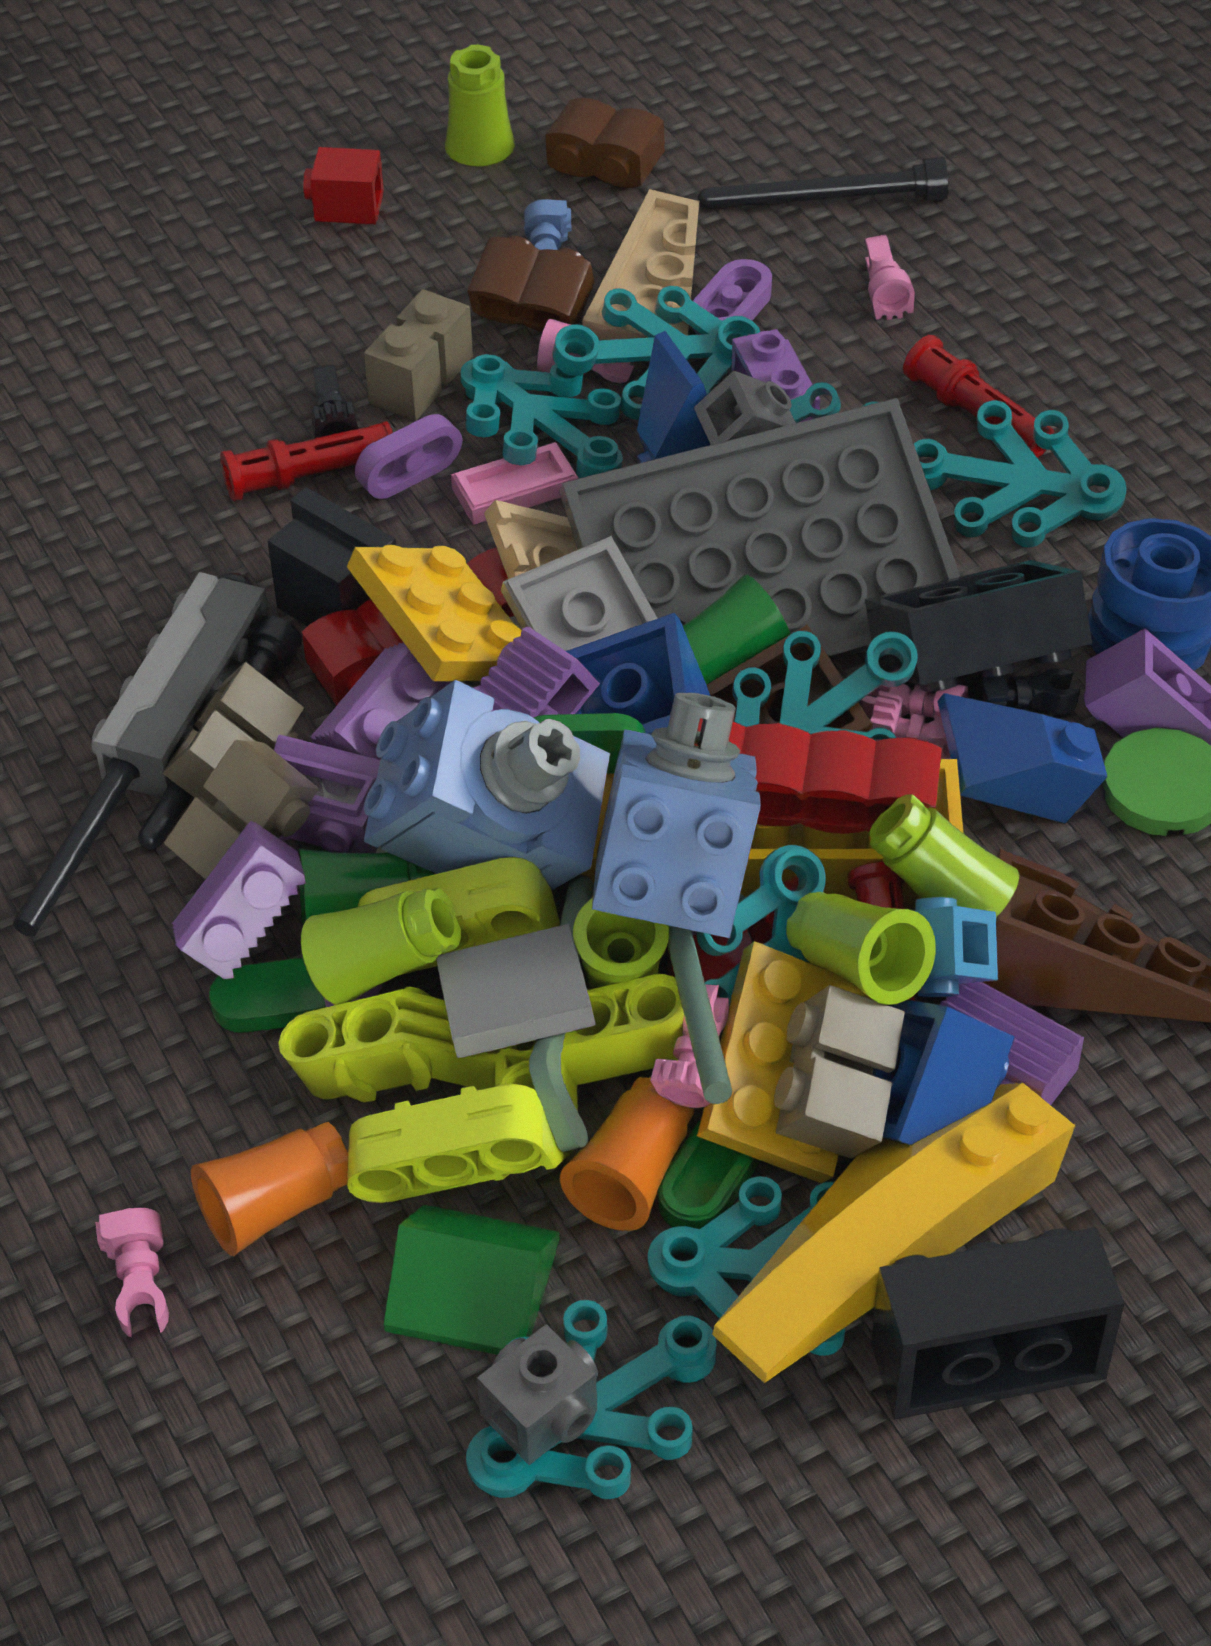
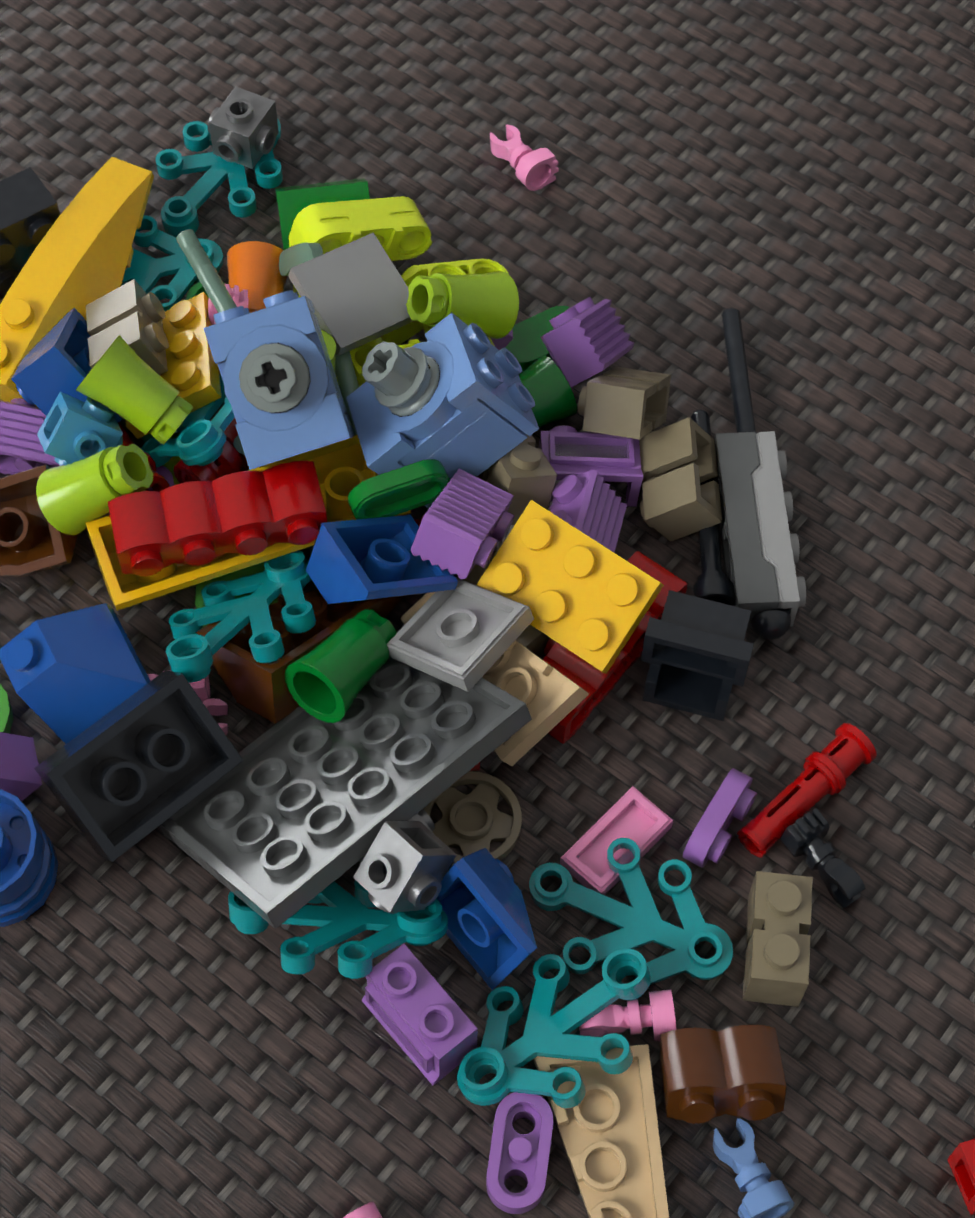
camera: 155 degrees right, 10 degrees up
(269, 1184) = (470, 207): orange plant -> none
(959, 384) = (247, 1111): red pin -> none
(1025, 477) = (154, 999): teal plant -> none

